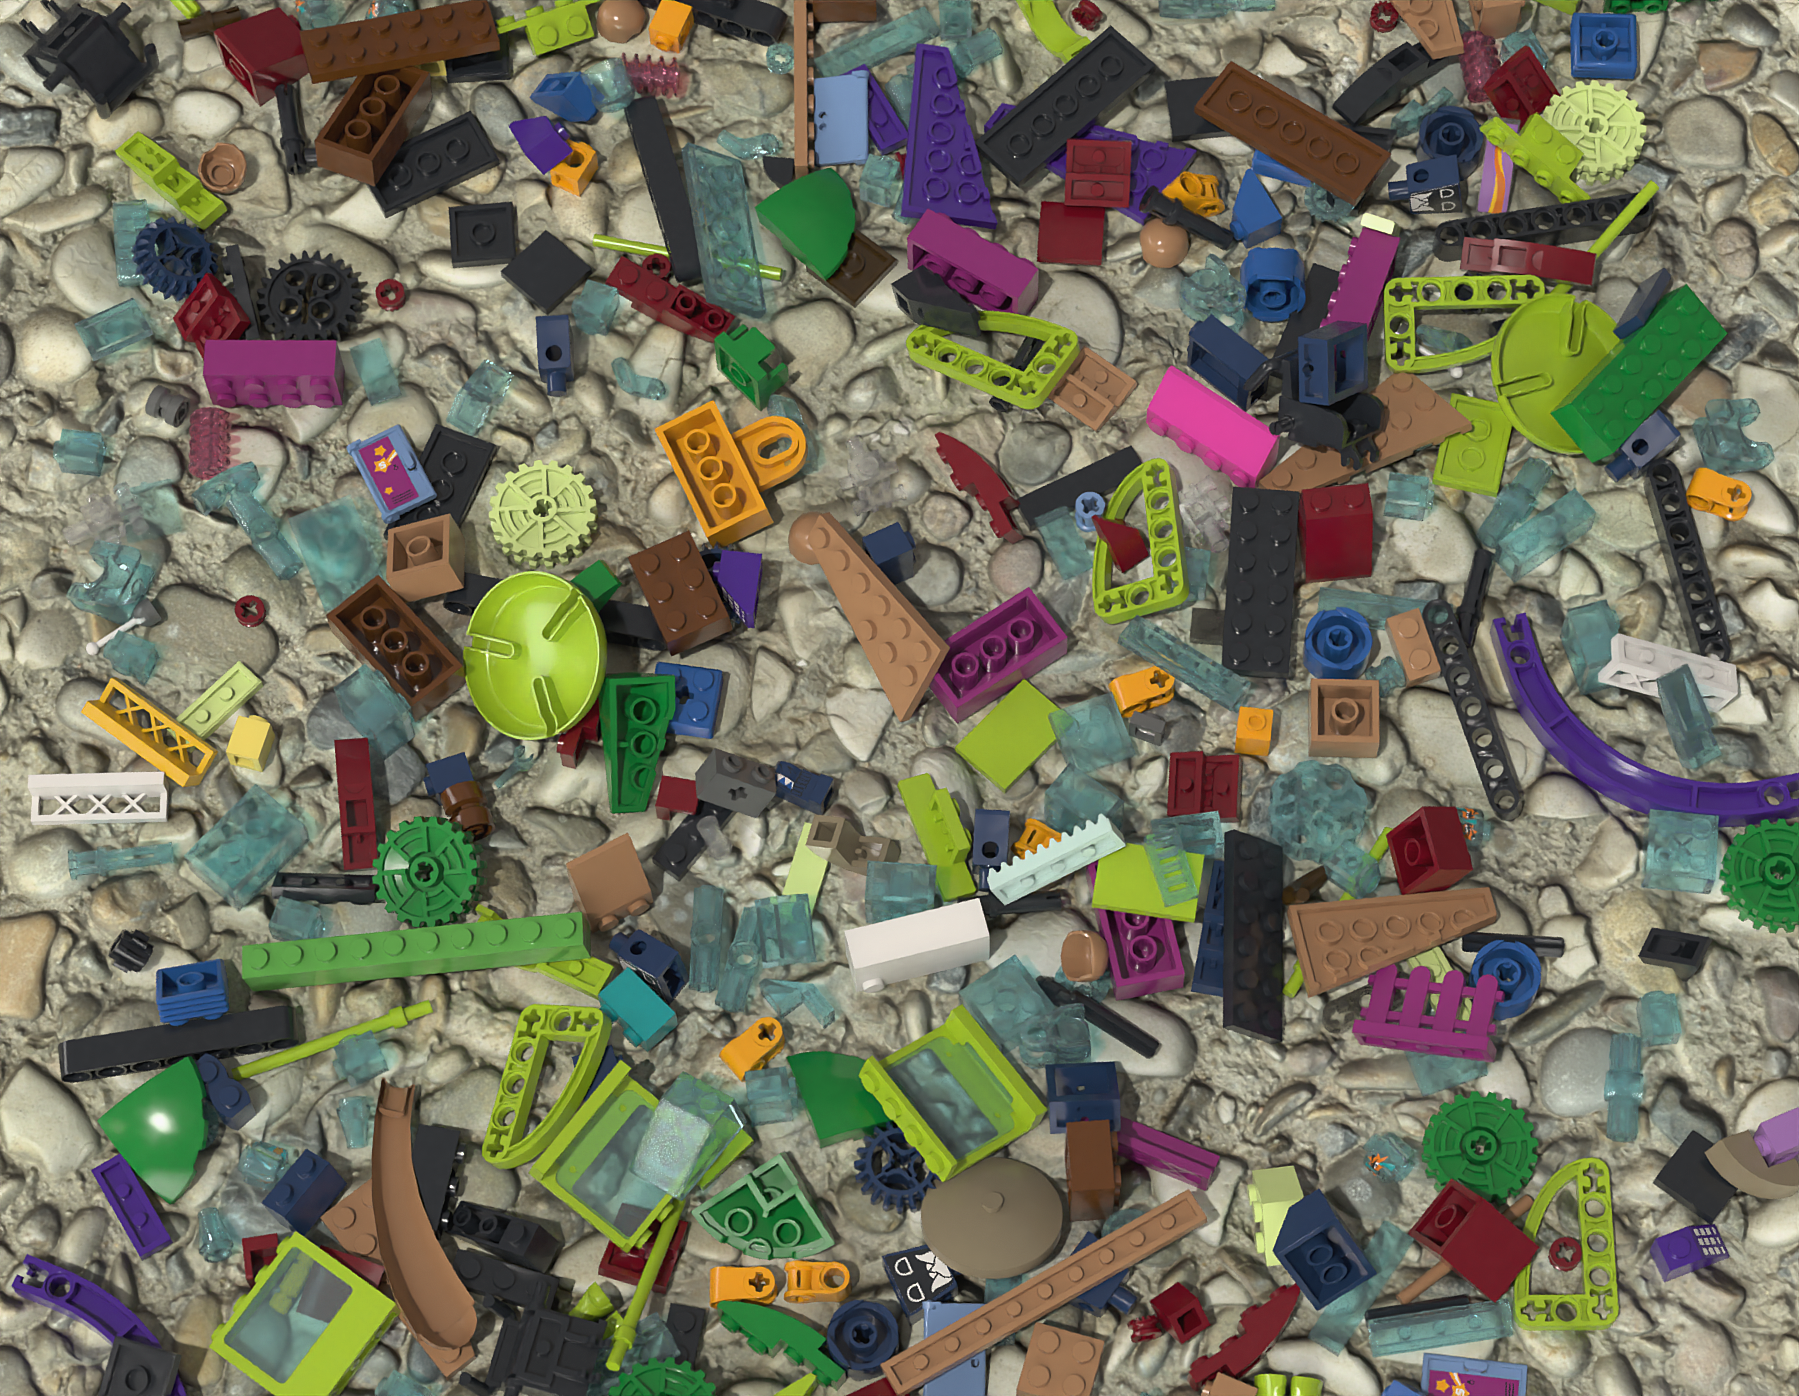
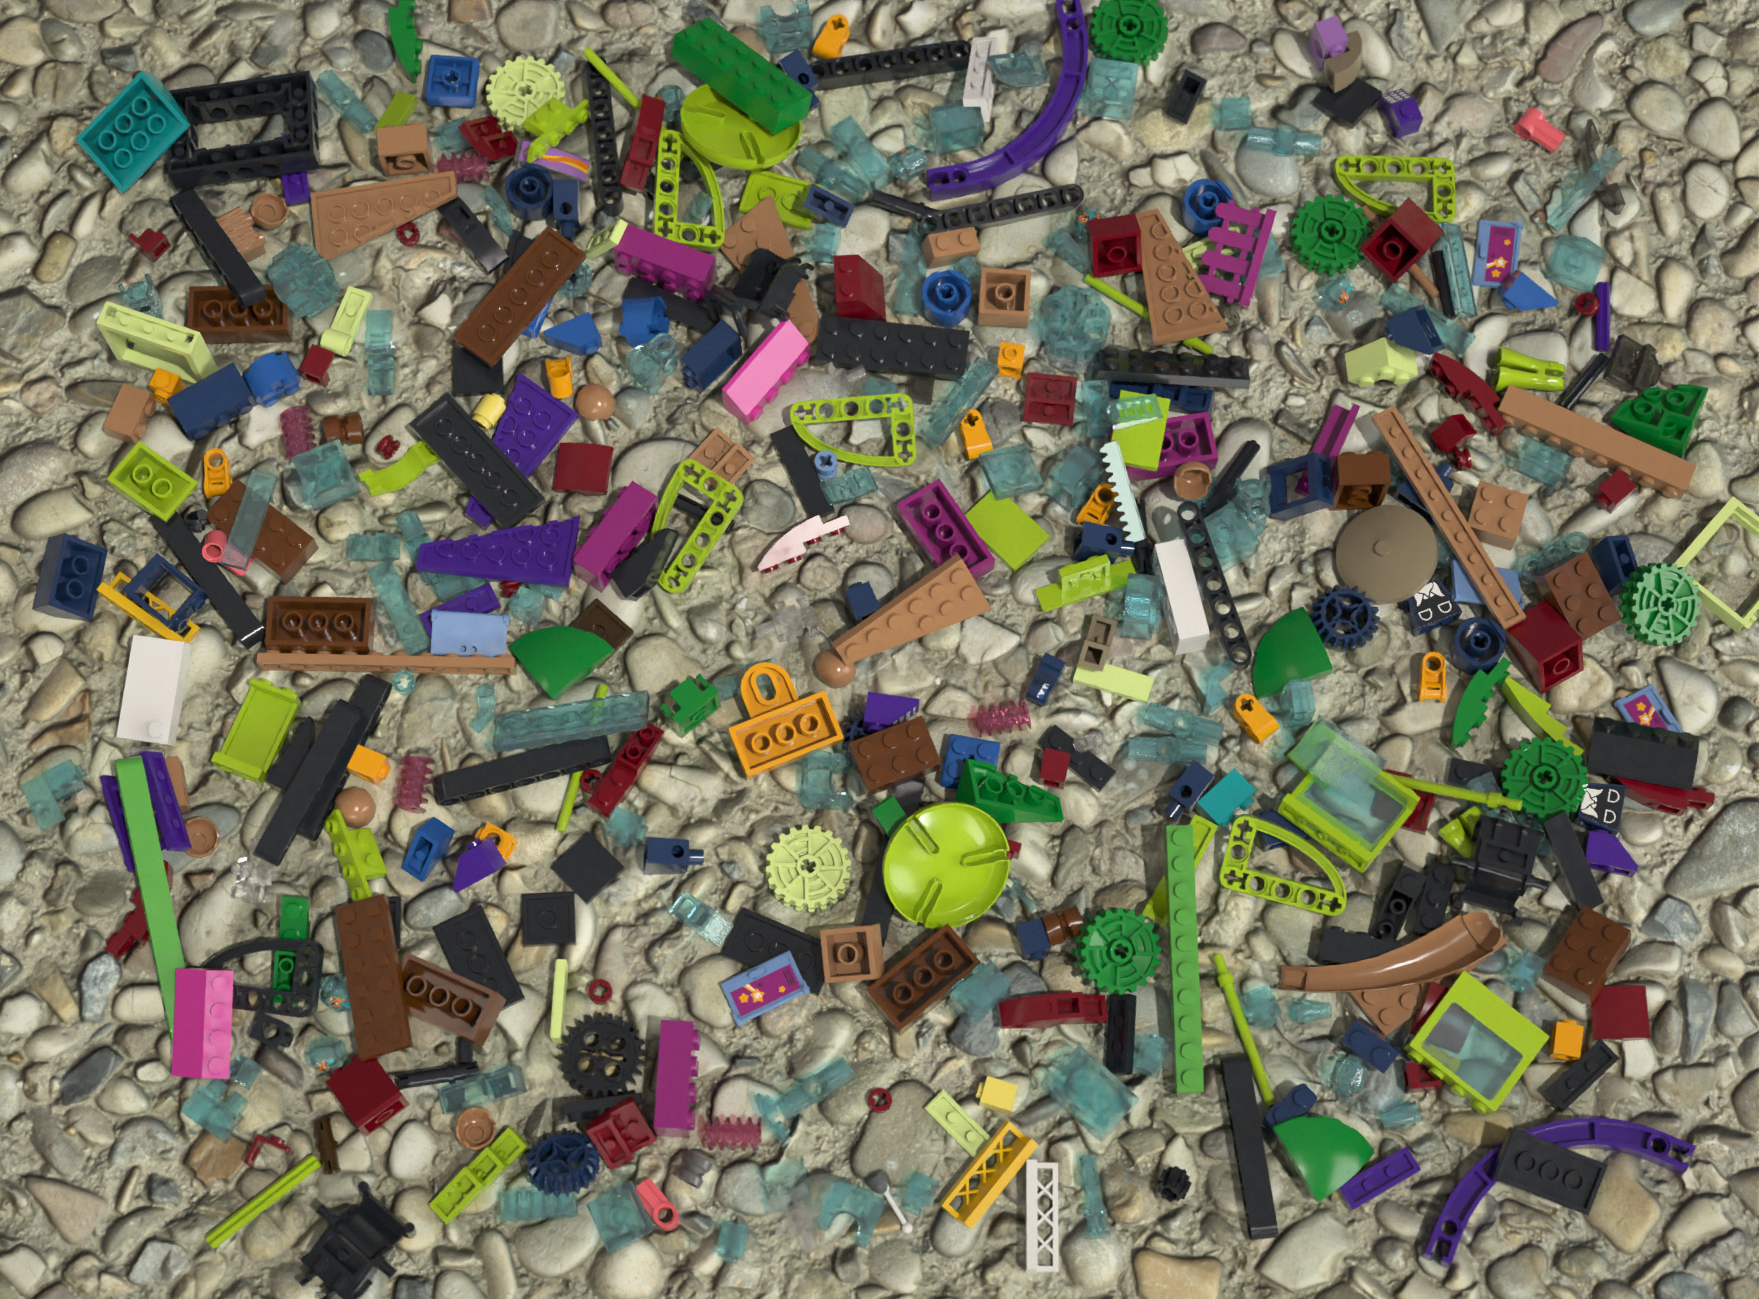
camera: 90 degrees left, 5 degrees up
(127, 367) = (656, 1203): none -> coral piece
(192, 992) = (1213, 1117): blue brick -> none
(271, 176) = (482, 1089): none -> clear light blue slope
(335, 550) = (832, 1030): clear light blue slope -> none
(375, 371) = (671, 1004): clear light blue slope -> none
(378, 248) = (559, 1001): none -> yellowish green tile
(609, 85) = (431, 806): clear light blue helmet -> none
(609, 884) = (1130, 816): medium nougat slope -> none
(636, 384) = (695, 798): clear light blue arm -> none
(654, 517) = (816, 781): none -> clear light blue piece
(735, 783) = (1049, 722): dark grey brick -> none
(739, 1285) = (1437, 735): light orange piece -> none
(743, 729) = (1002, 717): none -> clear pink piece
(767, 1214) = (1380, 710): green brick -> none
(779, 170) = (509, 685): black tile -> none
(785, 930) = (1167, 689): clear light blue brick -> none
(915, 991) = (1217, 597): none -> black beam
(953, 1095) = (1293, 577): panel -> none
(1098, 172) = (538, 441): dark red slope -> none
(1122, 541) = (853, 441): dark red slope -> none
(1141, 120) = (489, 411): none -> light yellow brick
(1147, 727) = (1004, 432): dark grey plate -> none
(1173, 212) = (580, 387): black pin -> none
(1304, 887) = (1132, 337): dark brown piece -> none
(1318, 350) = (736, 270): dark blue window -> none
(1352, 870) = (1125, 298): clear light blue brick -> none
(1435, 792) = (1066, 248): none -> clear light blue slope
(1456, 487) = (824, 206): none -> dark blue brick
(1538, 595) = (909, 163): none -> clear light blue head
(1540, 945) = (1175, 201): black axle -> none
(1561, 1264) = (1399, 195): dark red bush -> none
(1605, 295) = (673, 97): none -> clear light blue head
(1642, 304) = (681, 70): dark blue tile -> none

